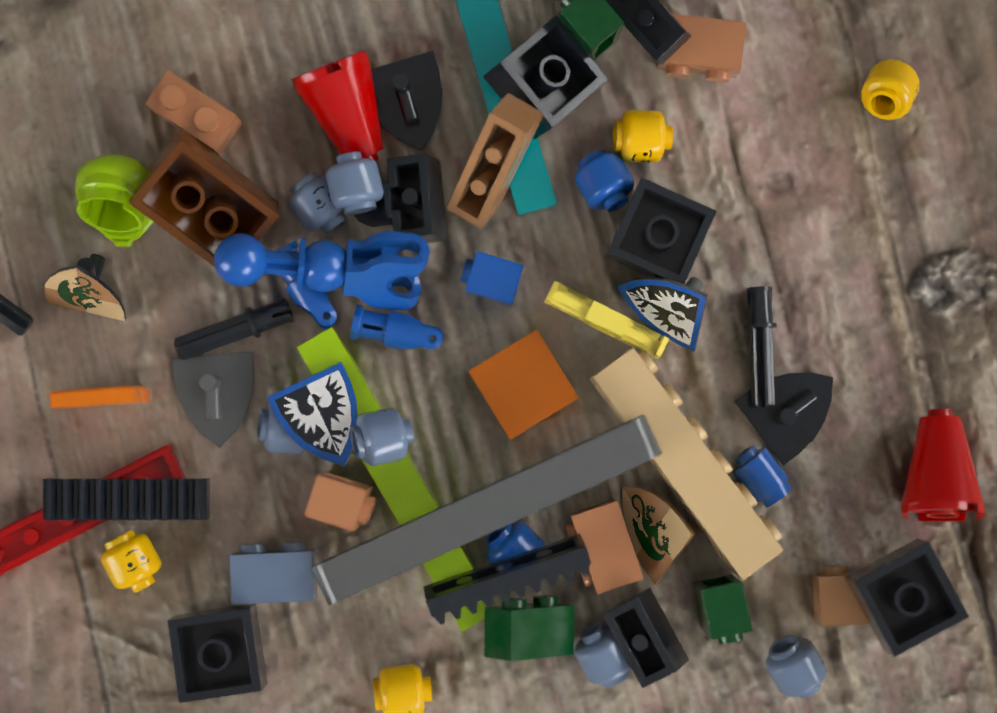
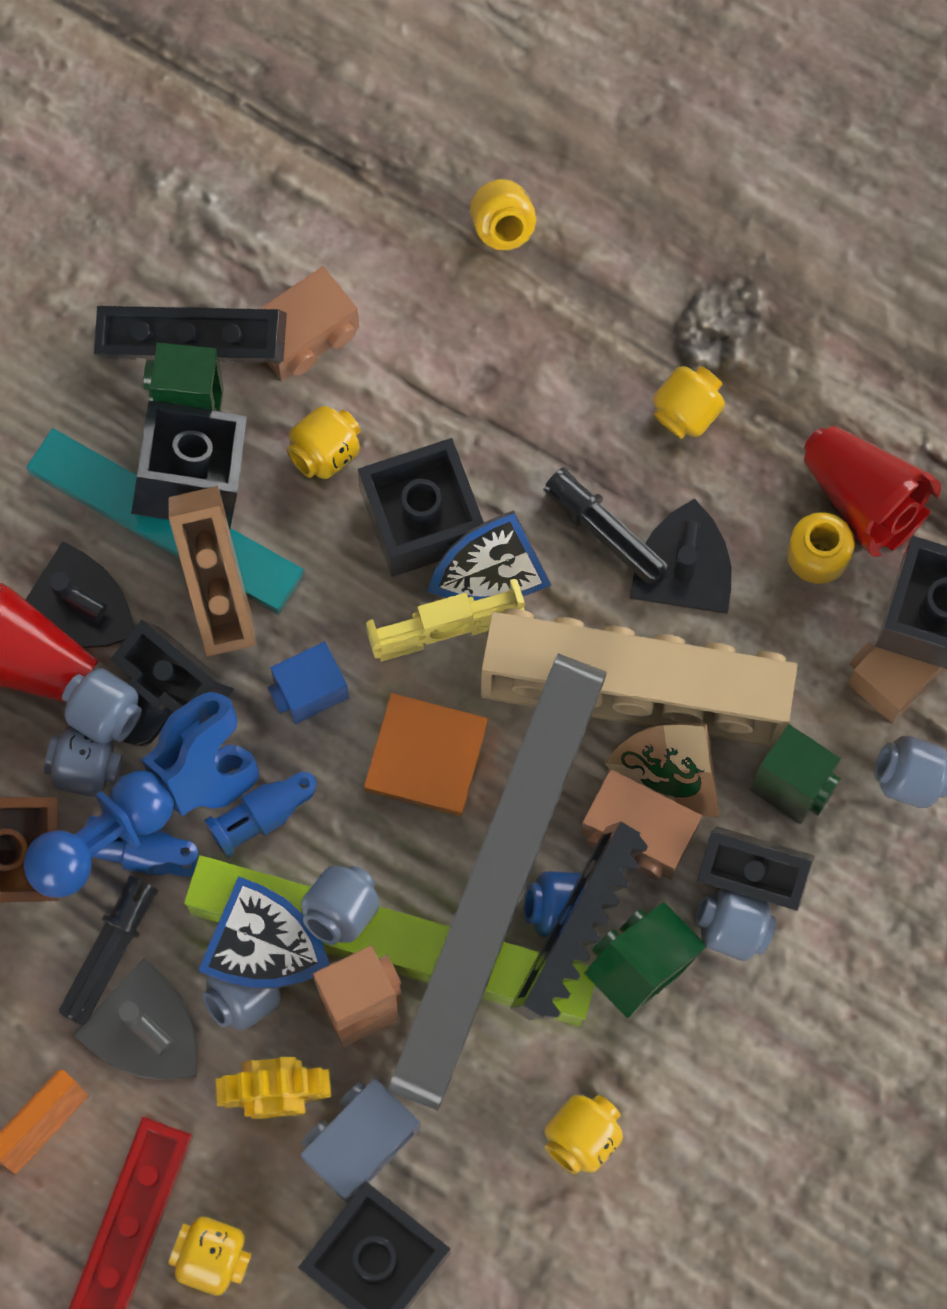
camera: 45 degrees left, 15 degrees down
(126, 499) = (149, 1200): black gear -> none
(248, 503) = (273, 1087): none -> yellow gear
(604, 180) = (327, 510): blue head -> none
(762, 475) = (717, 626): blue brick -> none
(886, 316) = (688, 401): none -> yellow head
(888, 483) = (820, 548): none -> yellow head

